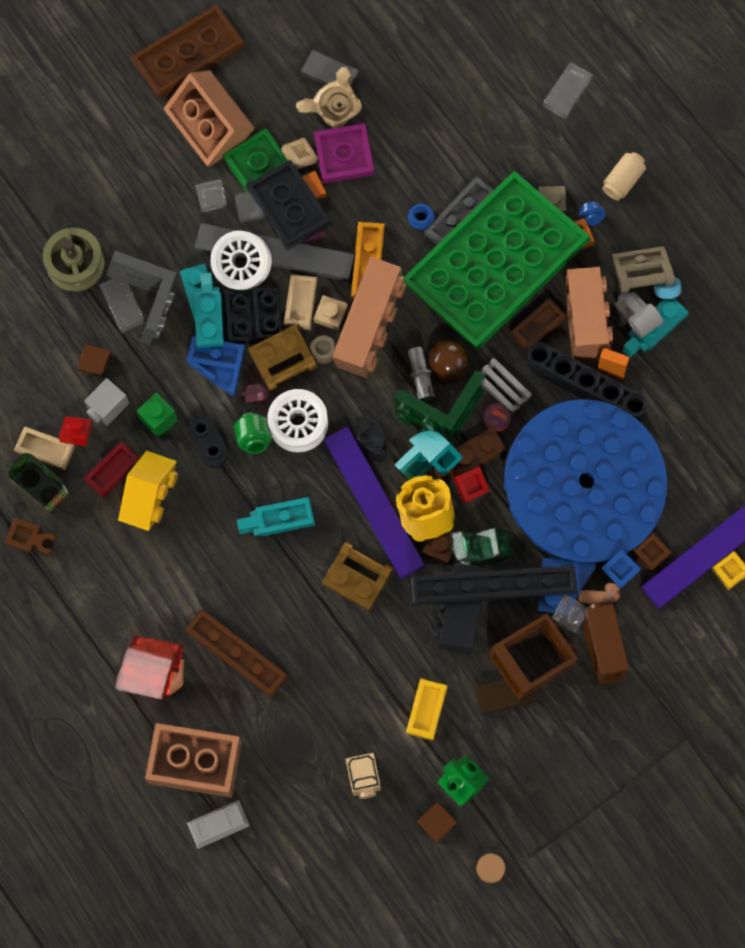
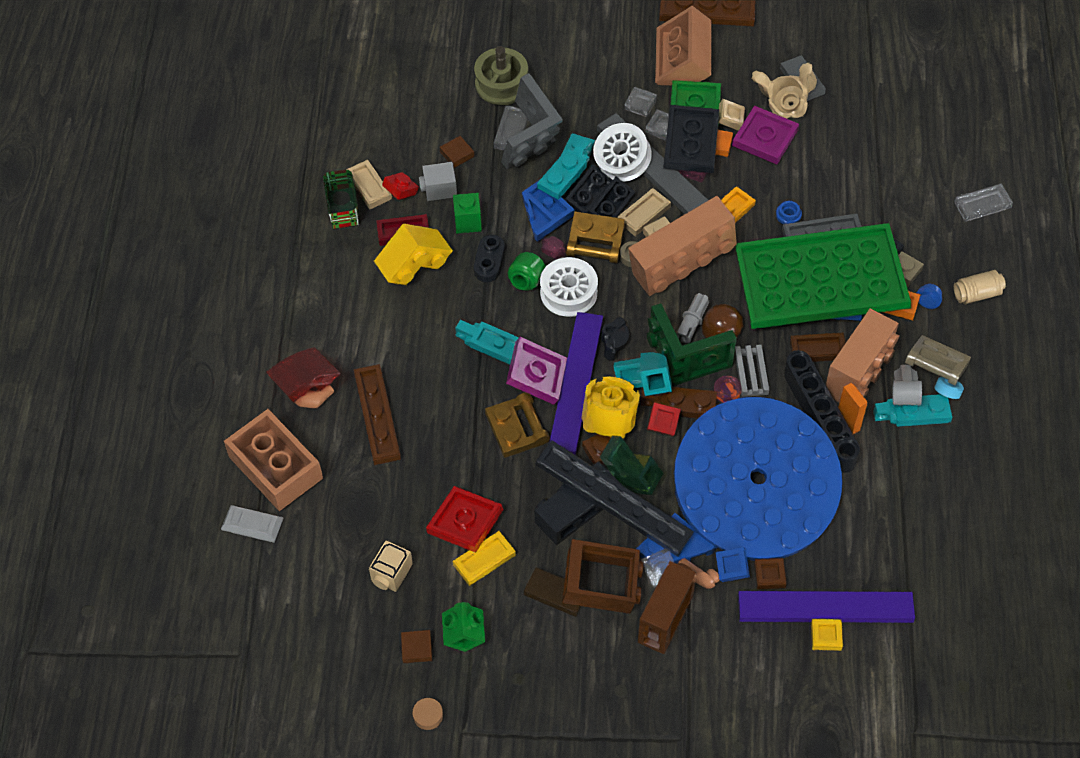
camera: 35 degrees right, 15 degrees down
(26, 536) = (302, 231): reddish brown plate -> none
(338, 518) = (536, 370): none -> magenta plate
(386, 689) = (464, 519): none -> red tile

